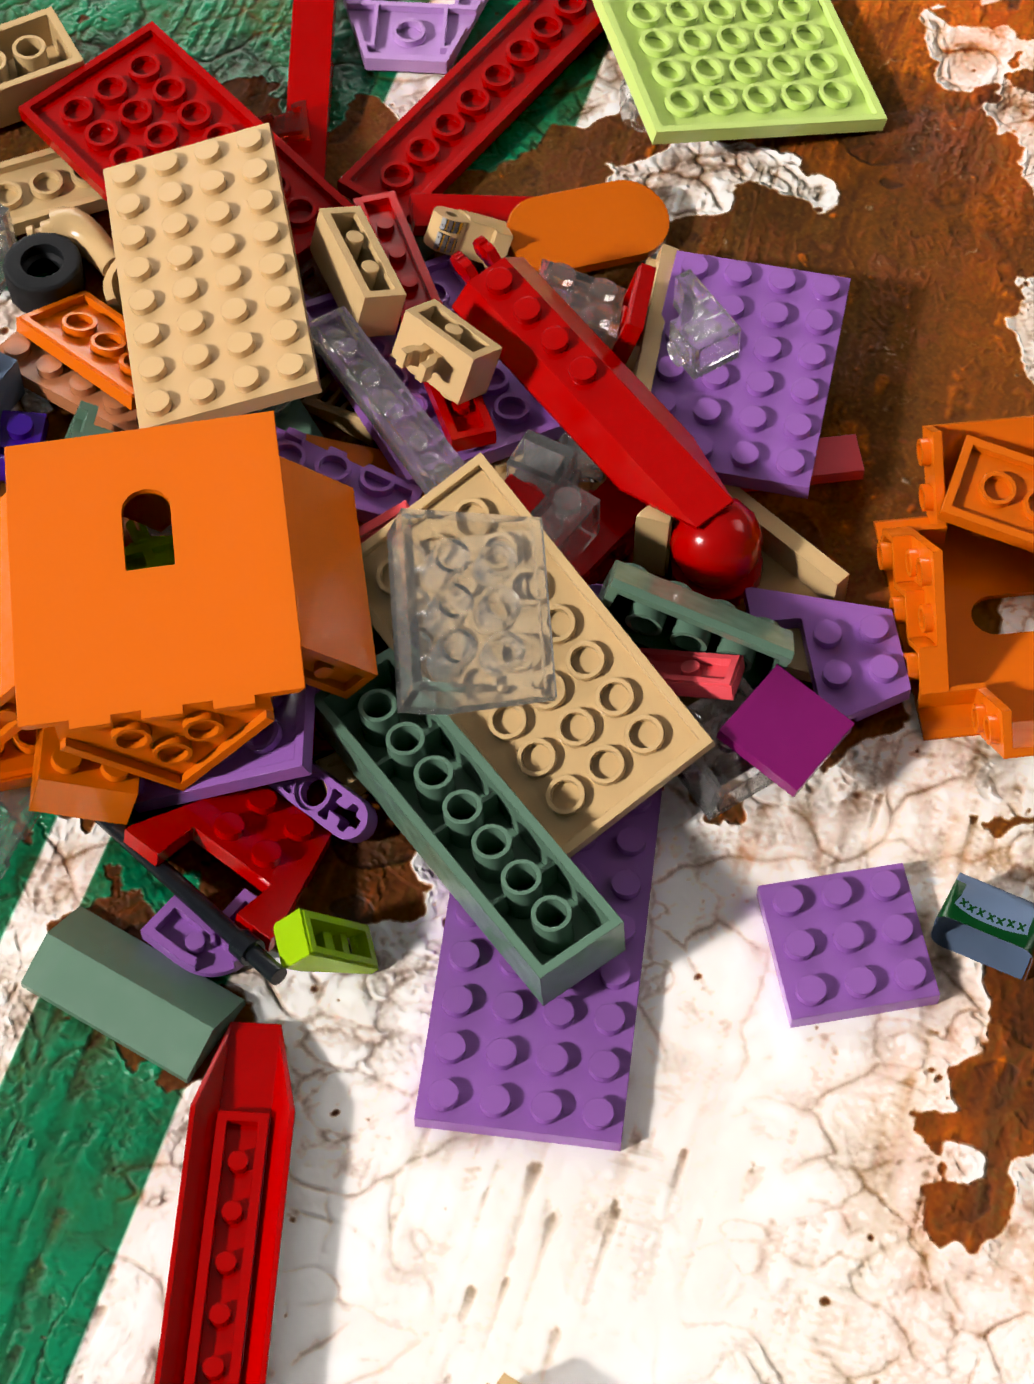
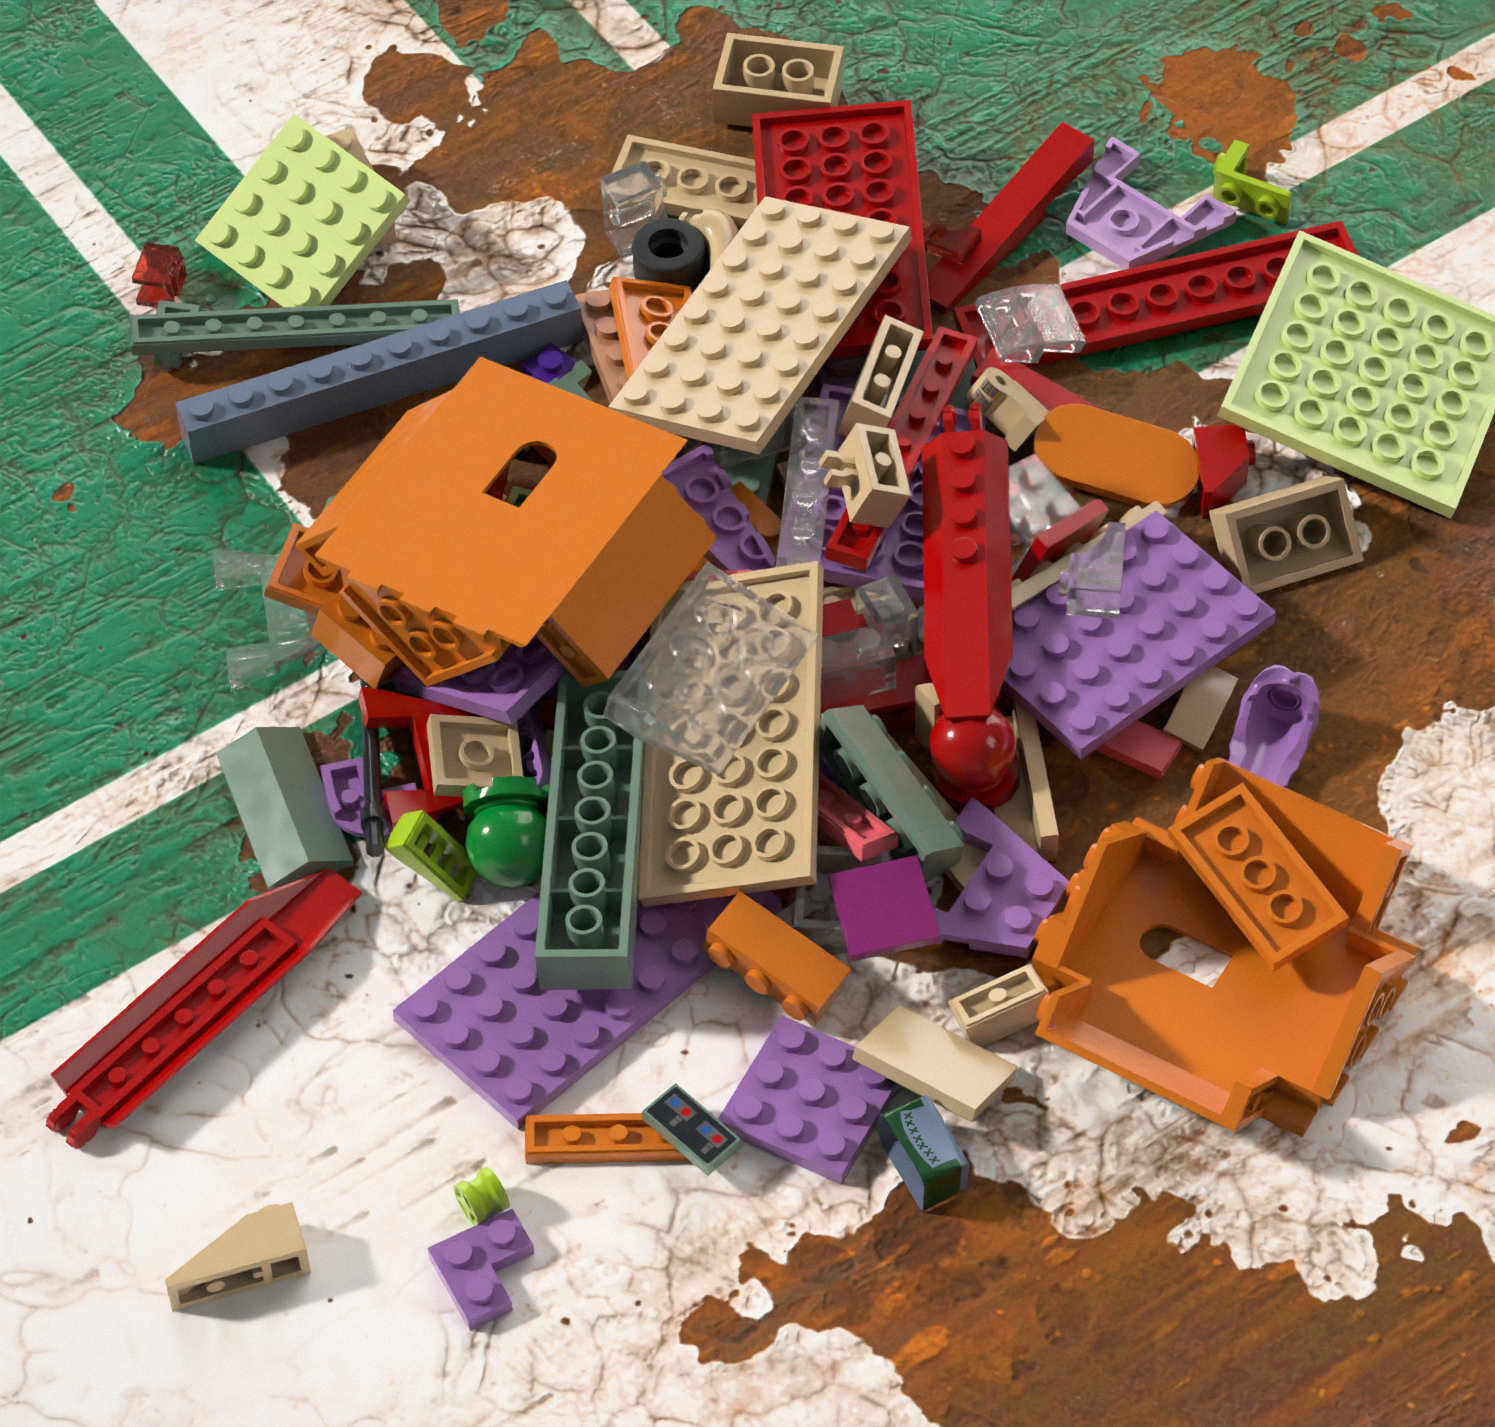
camera: 40 degrees right, 5 degrees down
(291, 828) = (470, 752): none -> tan plate
(385, 880) = (507, 830): none -> green tile
(421, 154) = (1030, 321): none -> clear slope
(657, 1238) = (481, 1196): none -> lime wheel
(676, 181) = (1222, 463): none -> red slope
(697, 1313) = (470, 1262): none -> medium lavender plate
(717, 838) = (776, 959): none -> orange brick
(717, 1096) = (594, 1139): none -> orange tile
(779, 209) = (1288, 534): none -> tan slope
(785, 1043) = (691, 1129): none -> tile
(850, 401) = (1200, 708): none -> tan slope
(923, 373) = (1275, 724): none -> medium lavender hair
(927, 841) = (935, 1063): none -> tan tile
(928, 753) = (999, 1006): none -> tan slope

